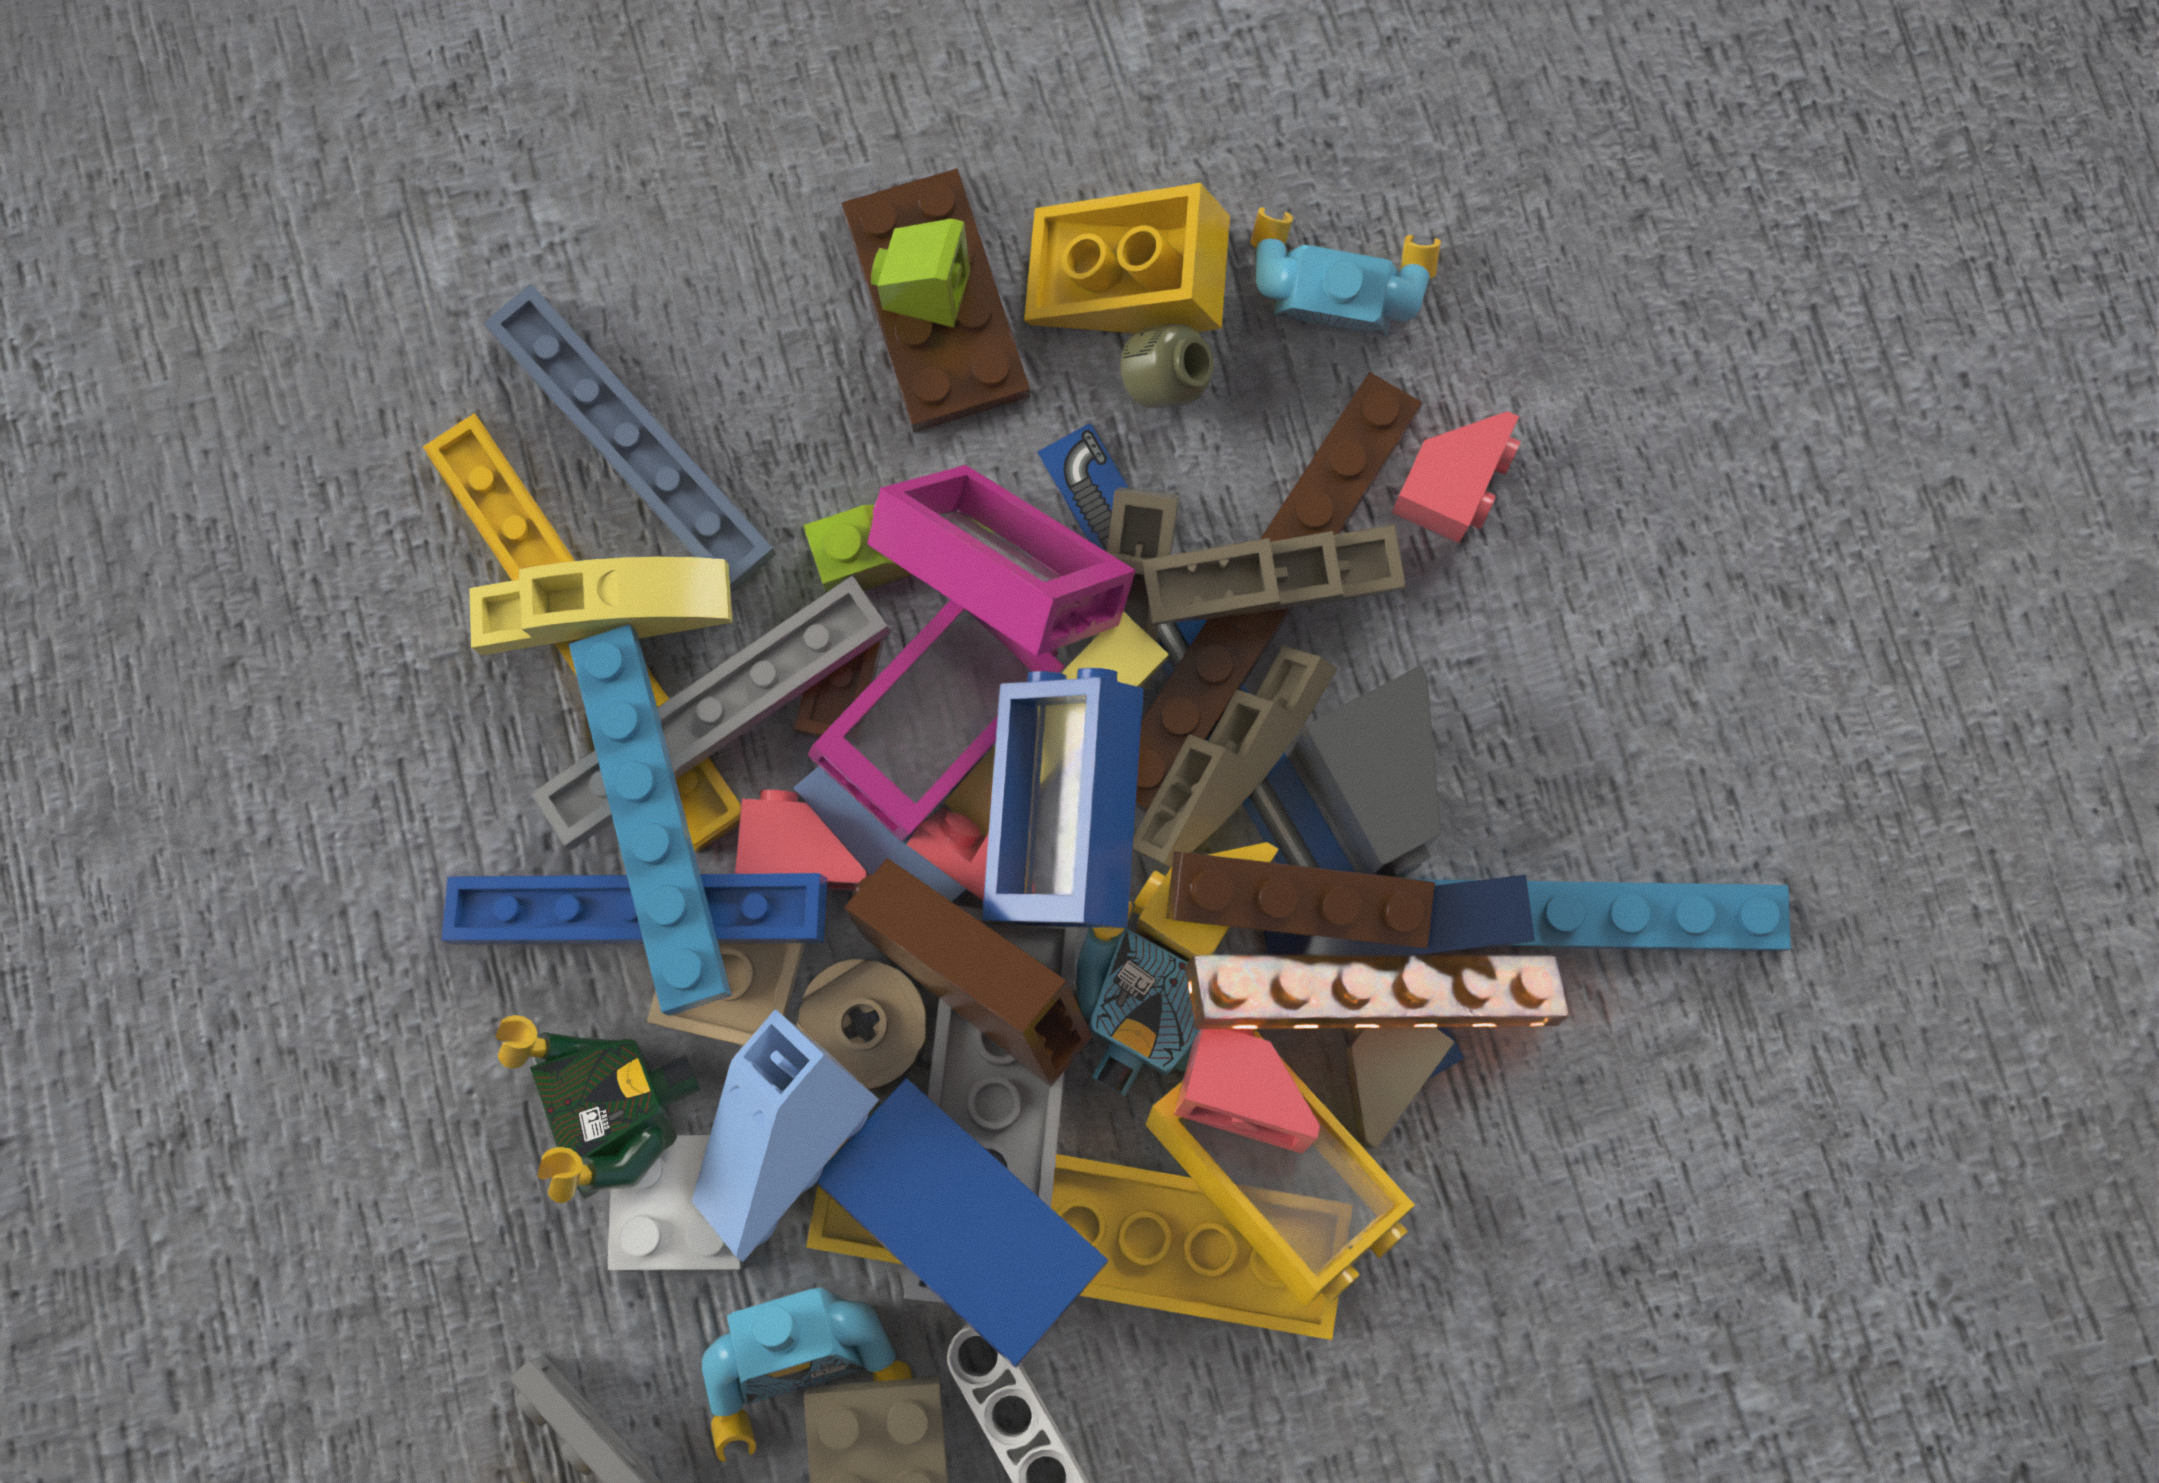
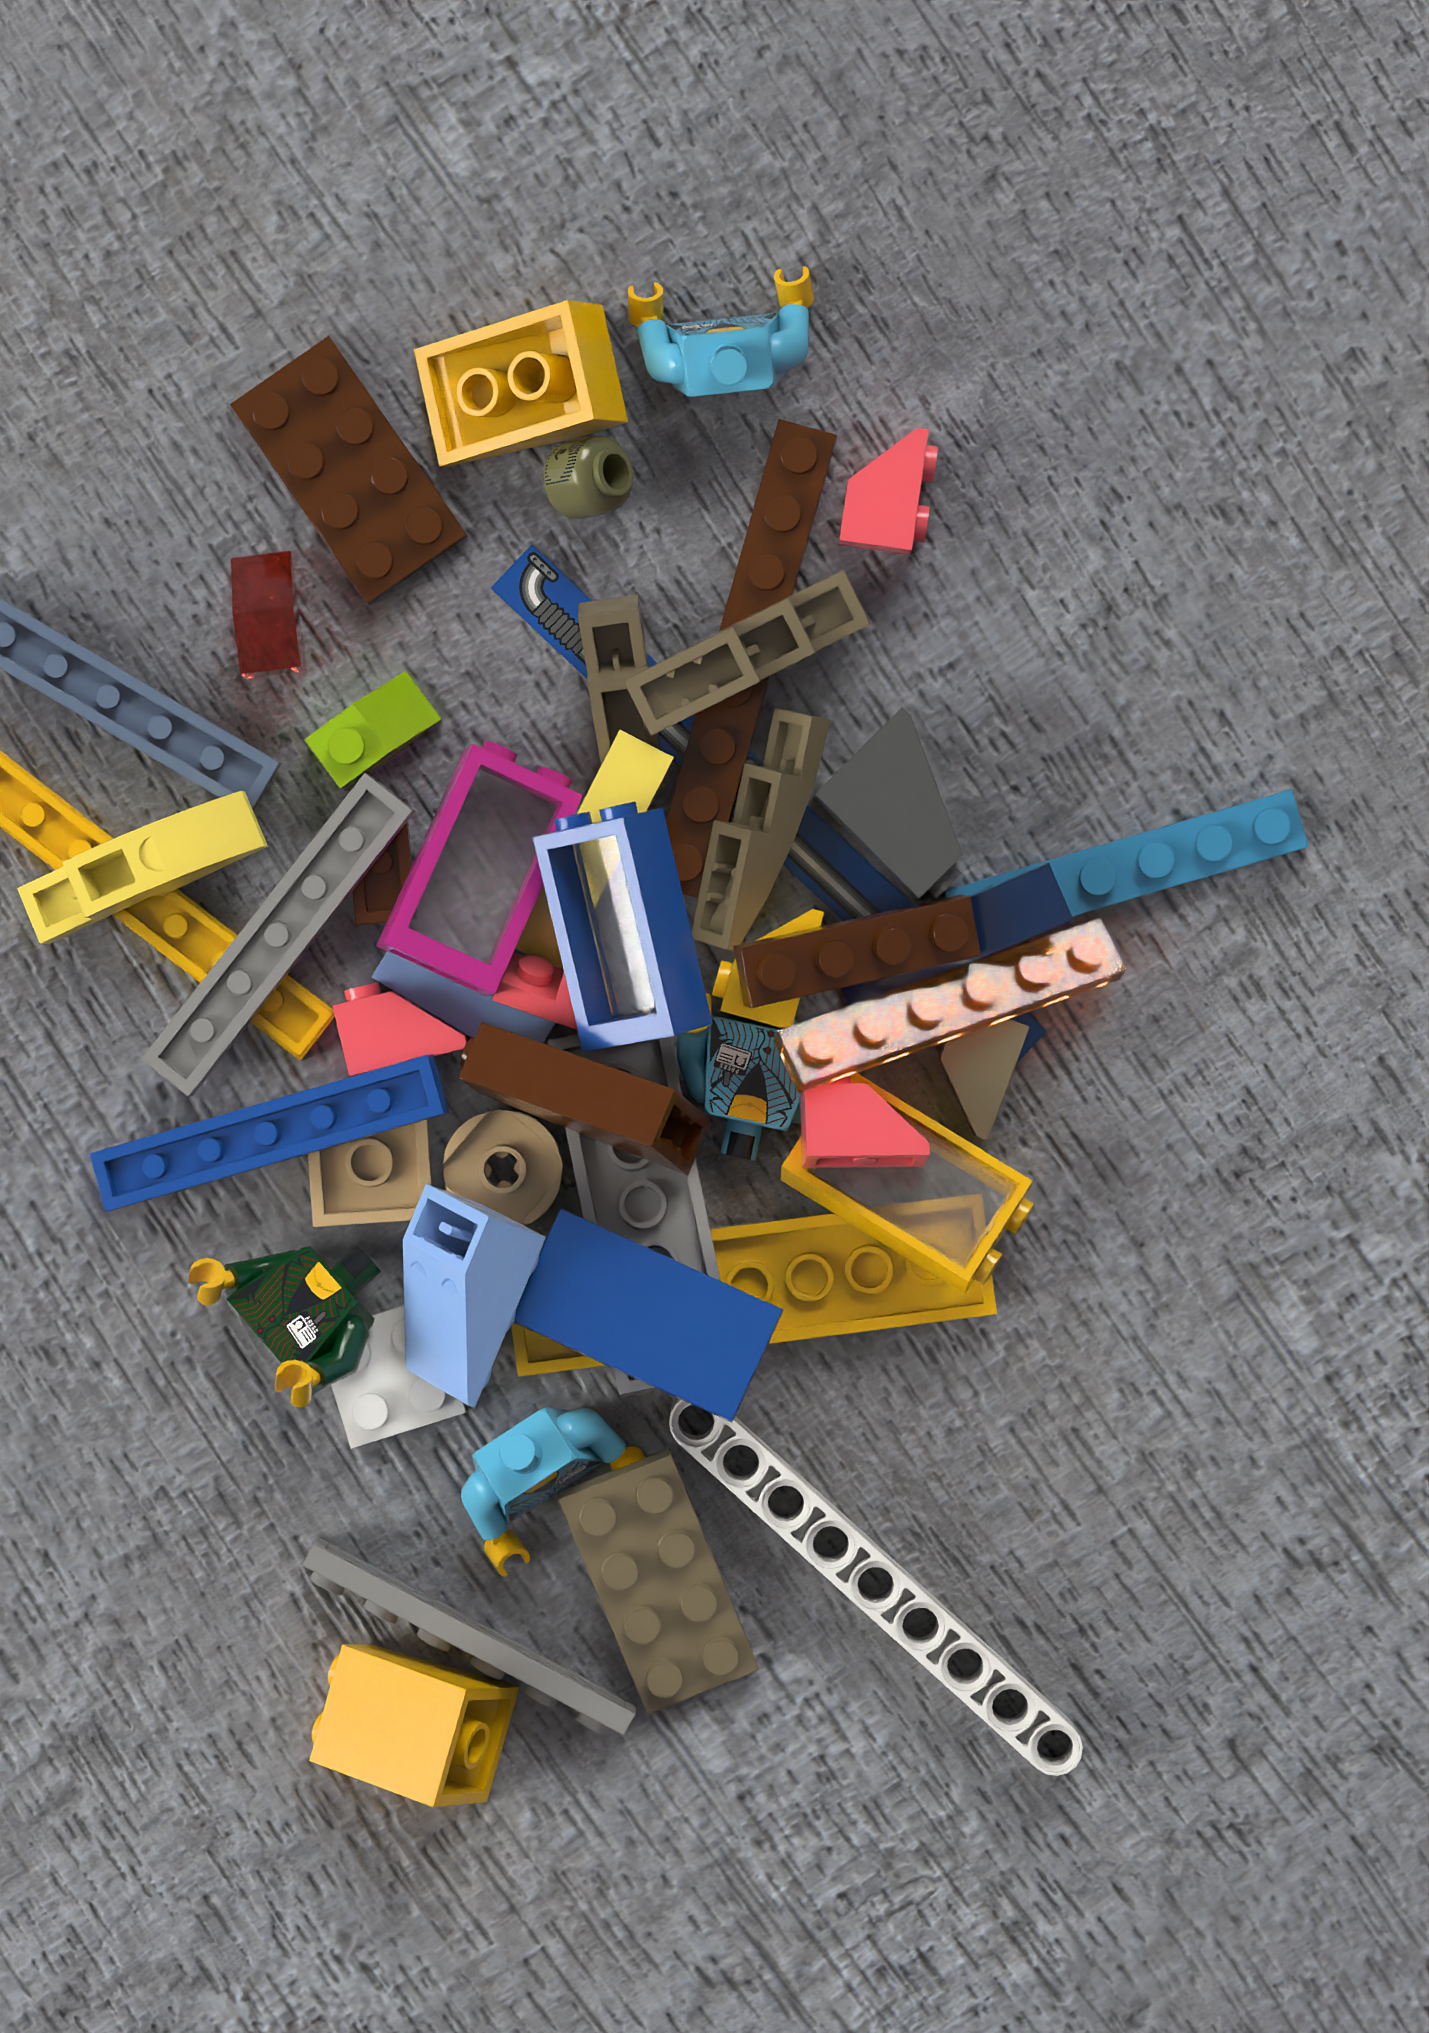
camera: 20 degrees left, 10 degrees up
(649, 821) = (257, 1050): dark azure plate -> none
(808, 411) = (266, 615): none -> clear red slope
(924, 271) = (334, 465): lime slope -> none
(1000, 558) = (494, 719): dark pink window -> none

